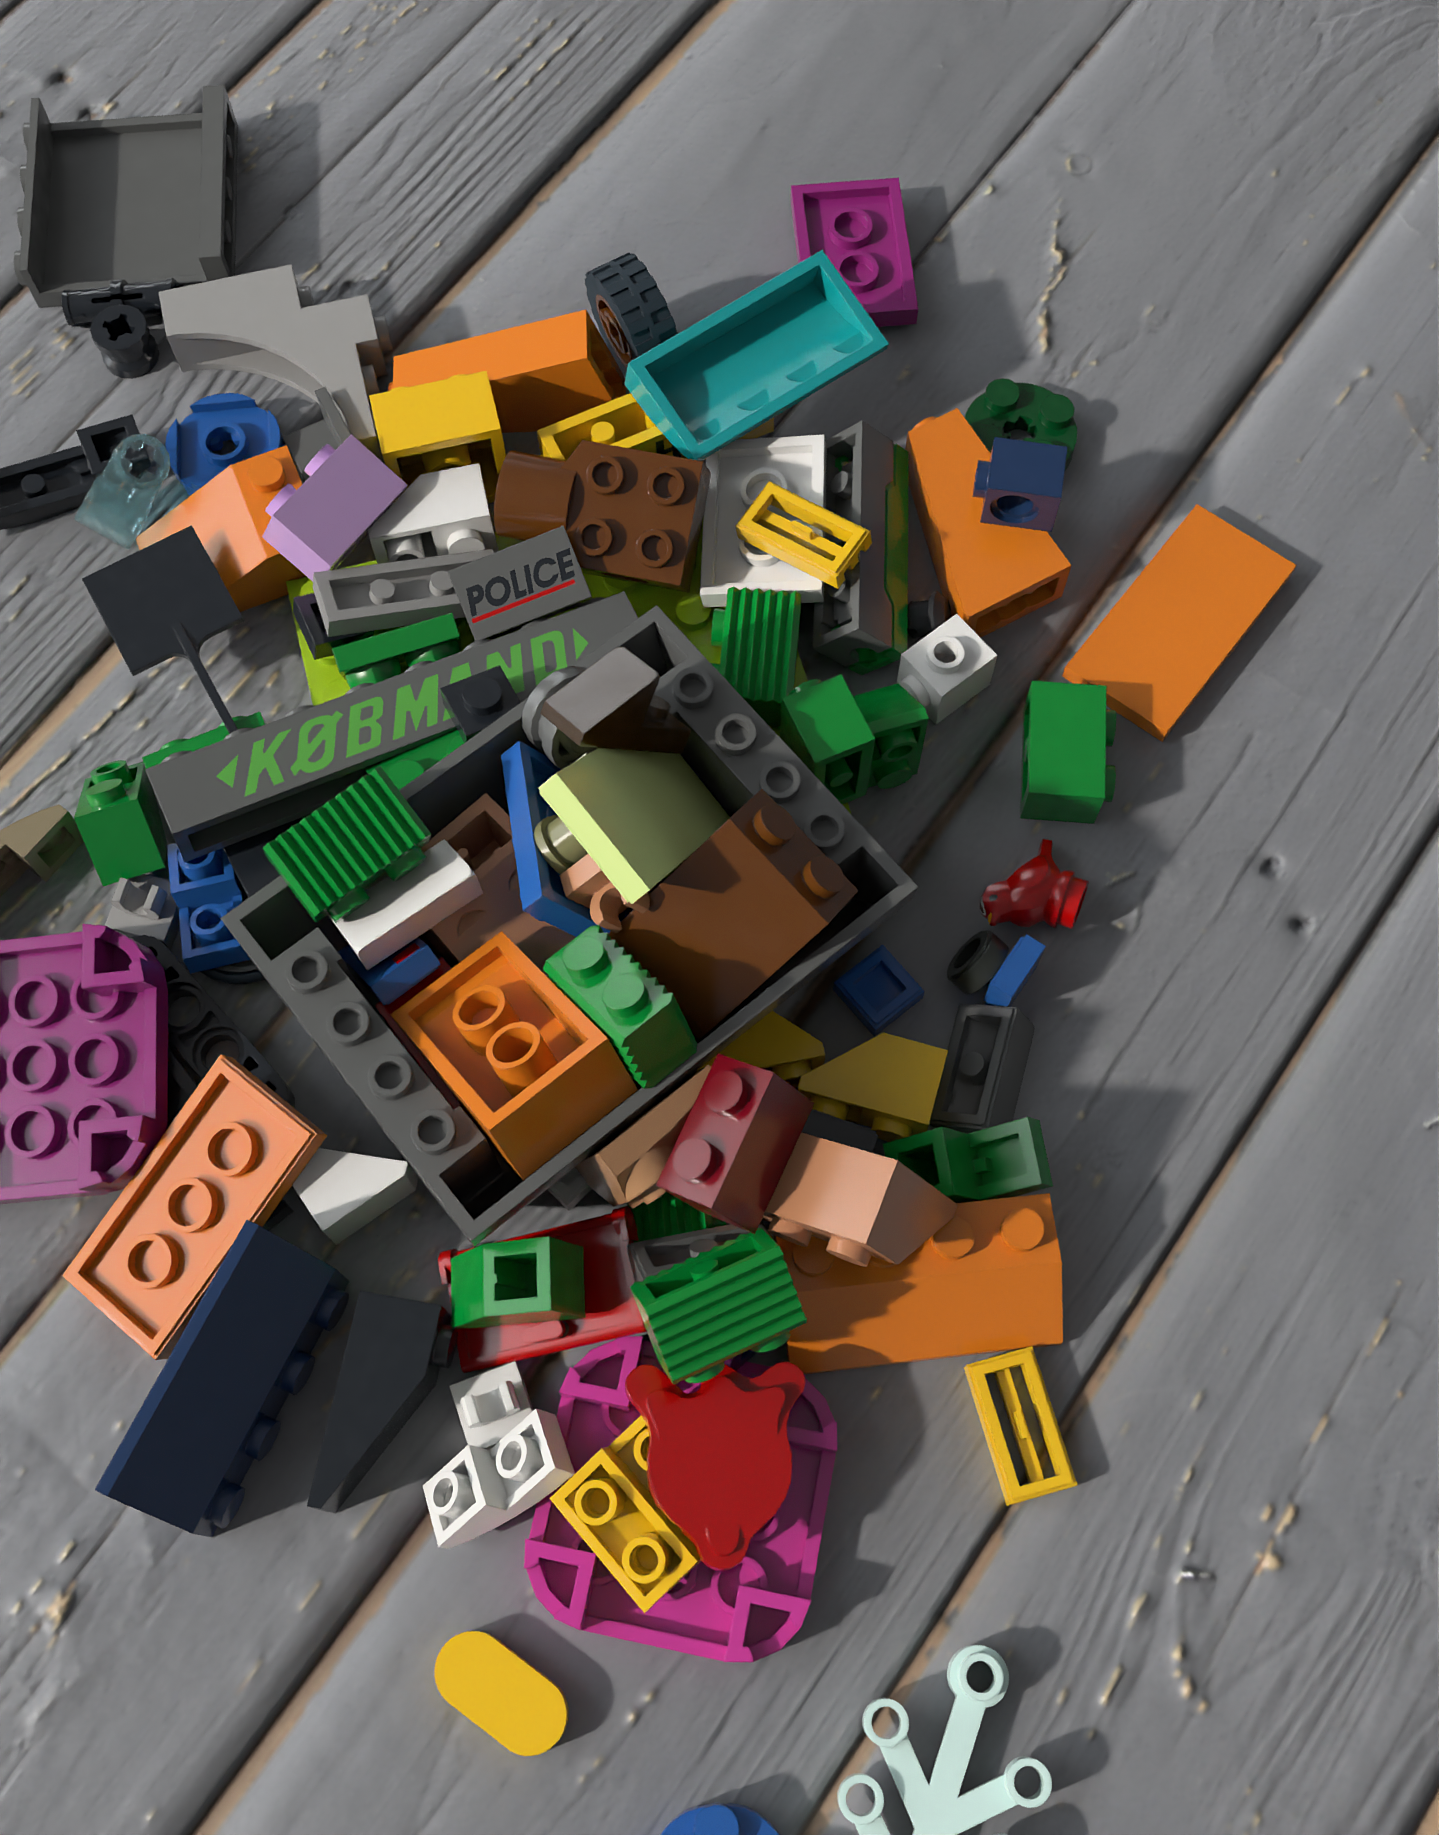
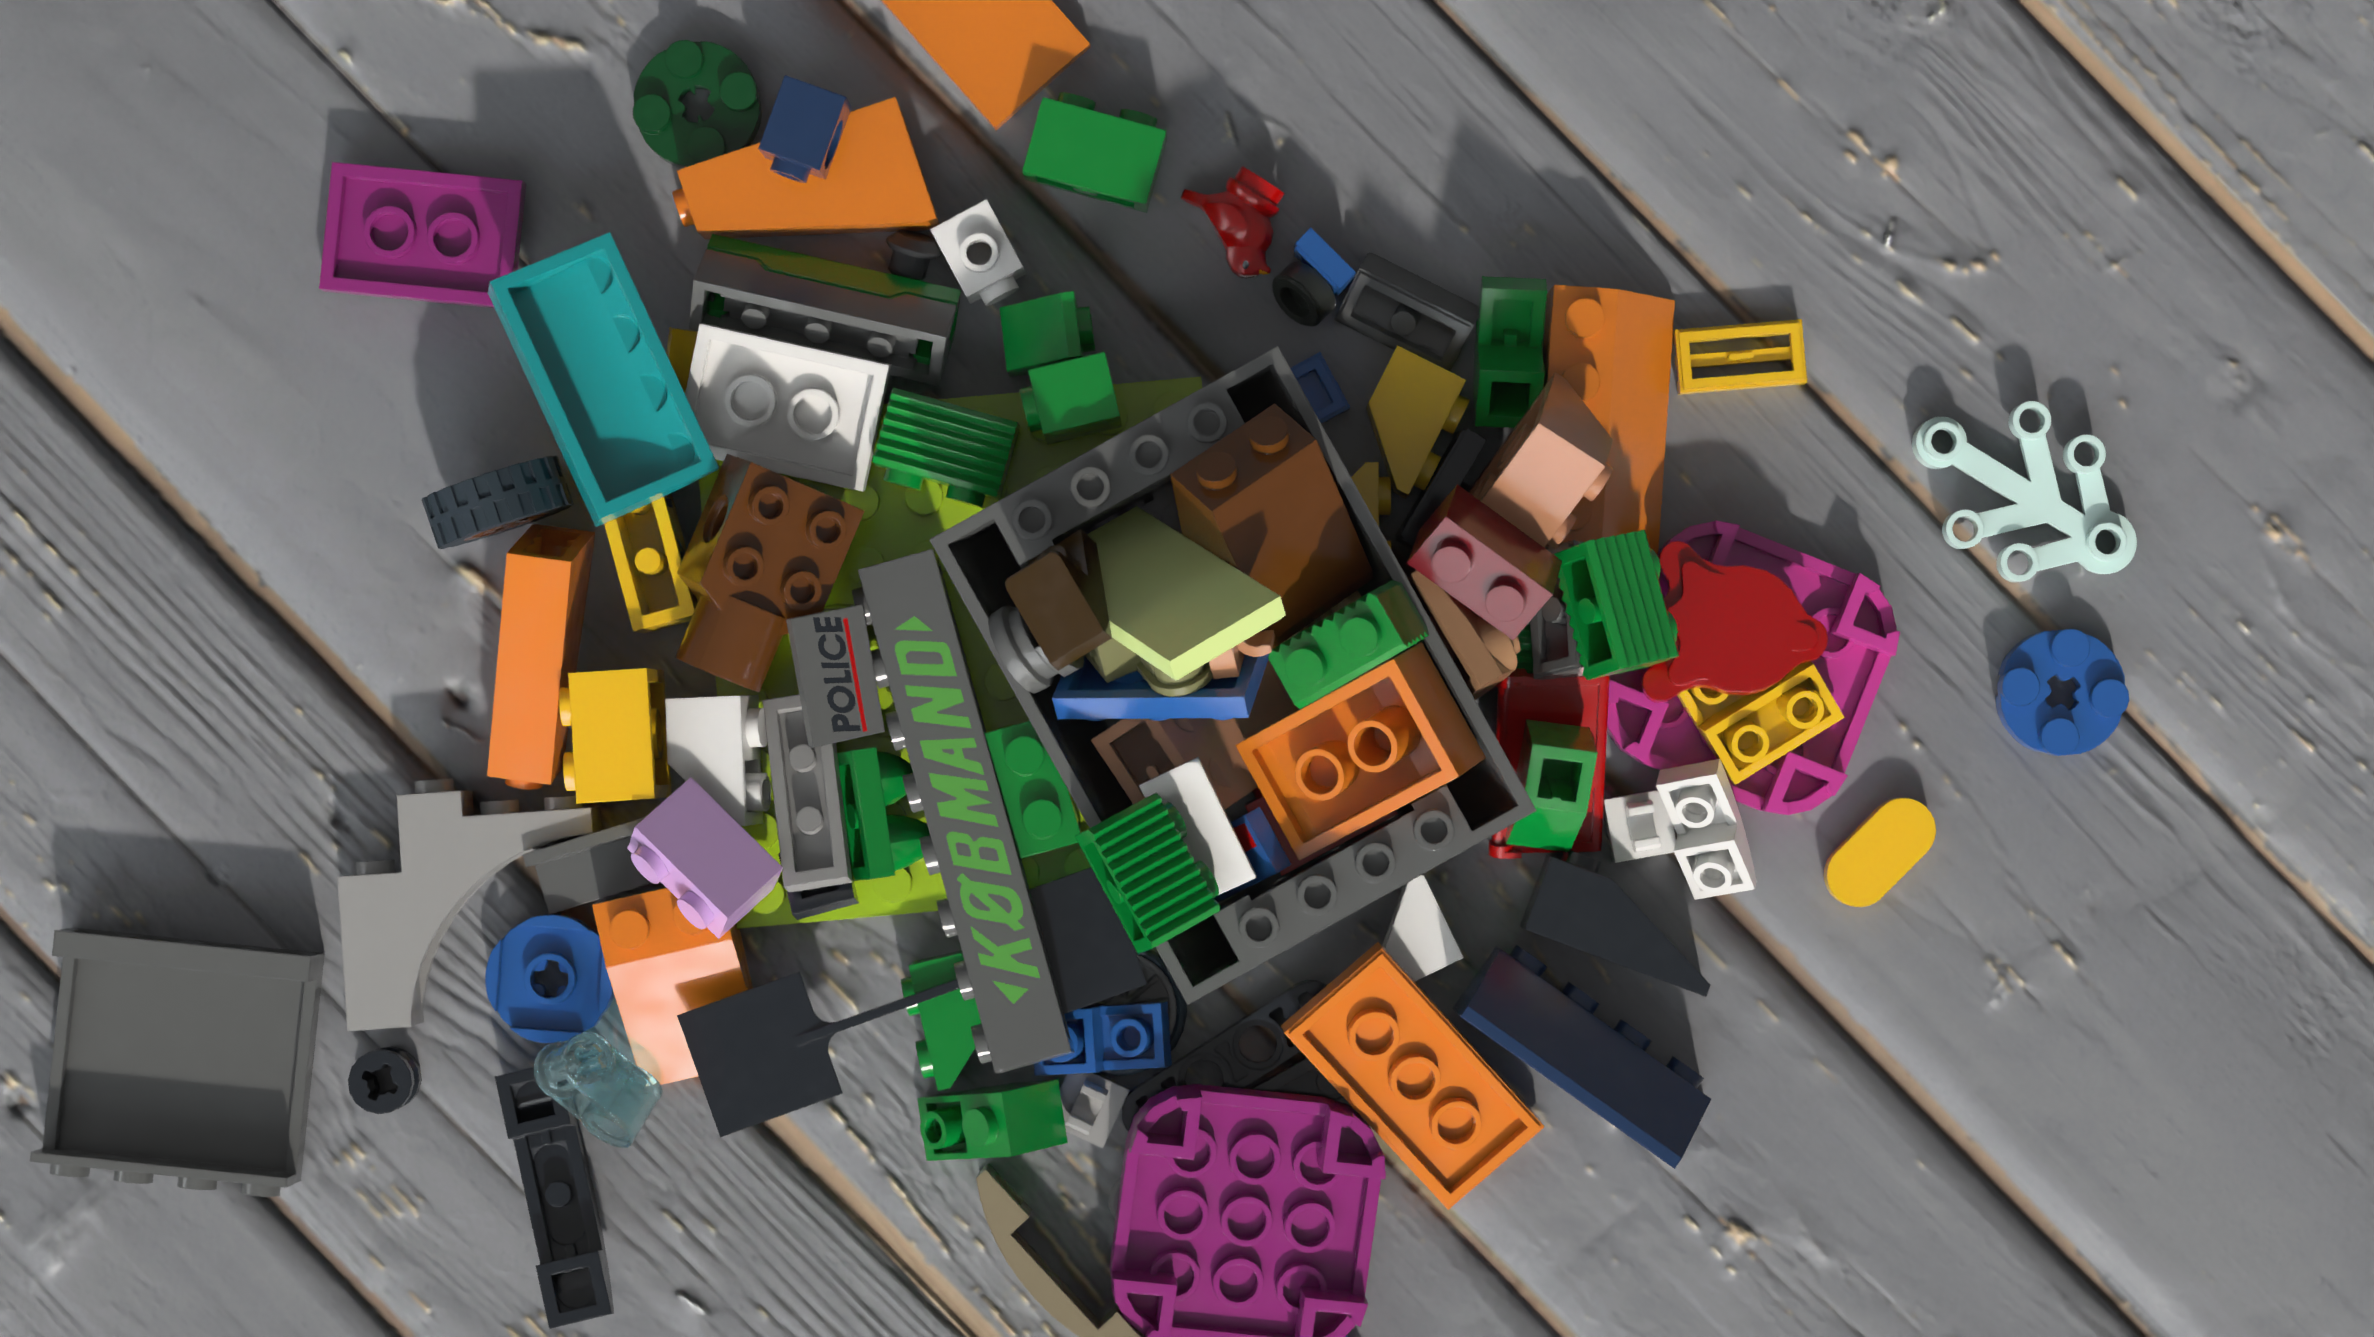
camera: 75 degrees left, 20 degrees up
(83, 305) = (326, 1080): black pin -> none
(478, 701) = (983, 730): black plate -> none
(828, 571) = (863, 333): yellow tile -> none

